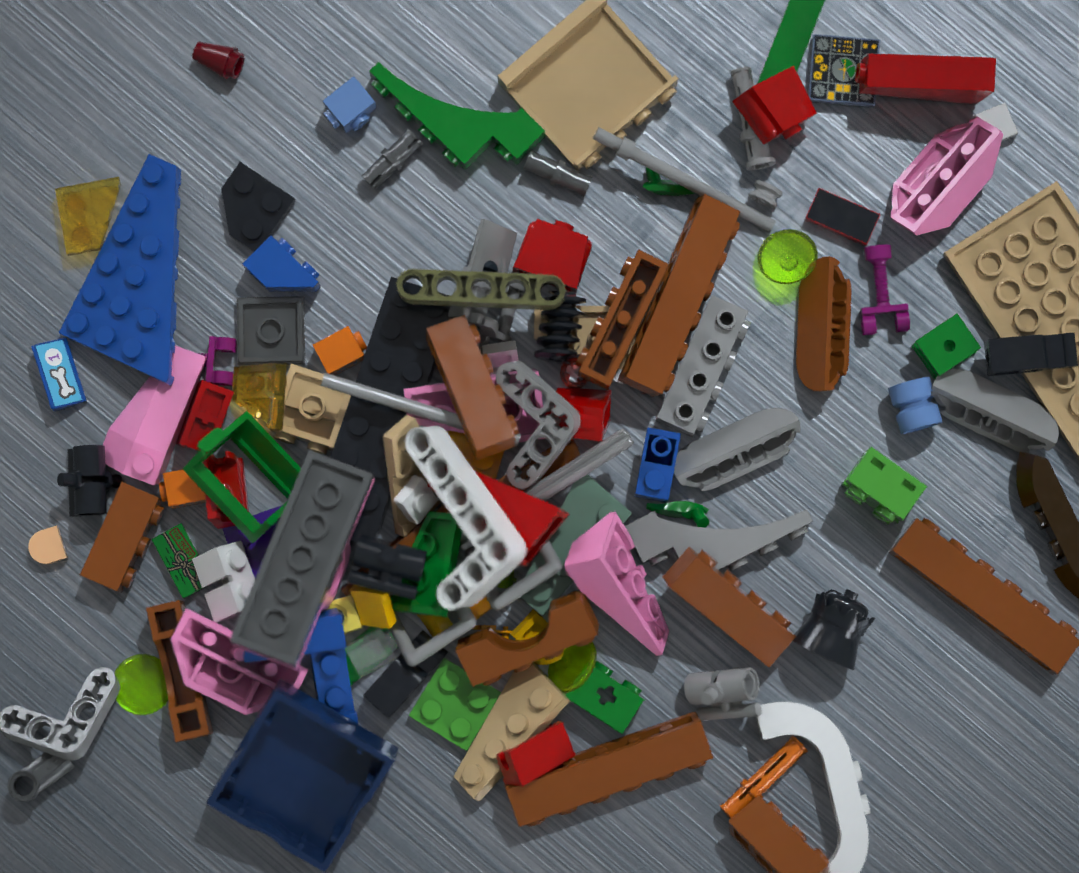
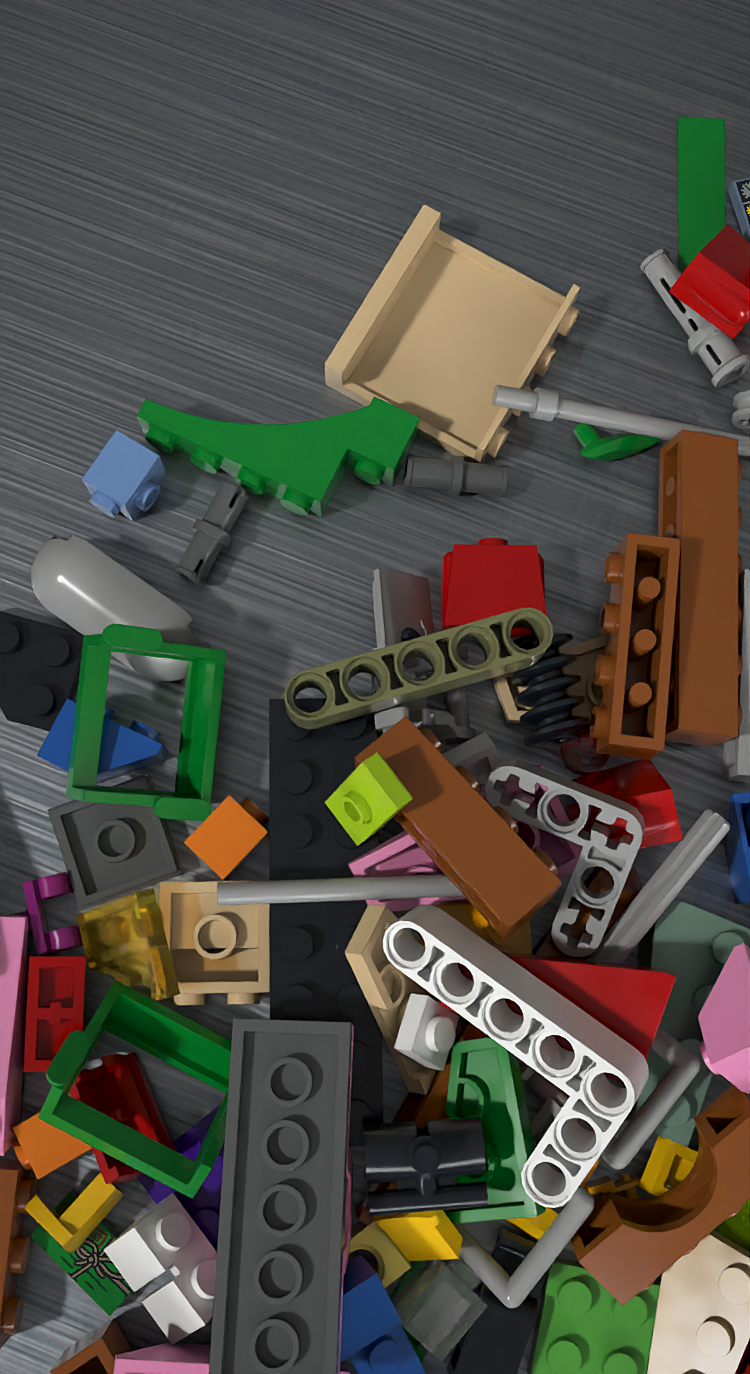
camera: 25 degrees left, 5 degrees down
(187, 534) = (81, 1216): none -> yellow tile
(317, 188) = (96, 591): none -> light grey brick
(343, 279) = (198, 728): none -> green piece
(425, 355) = (368, 799): none -> lime plate

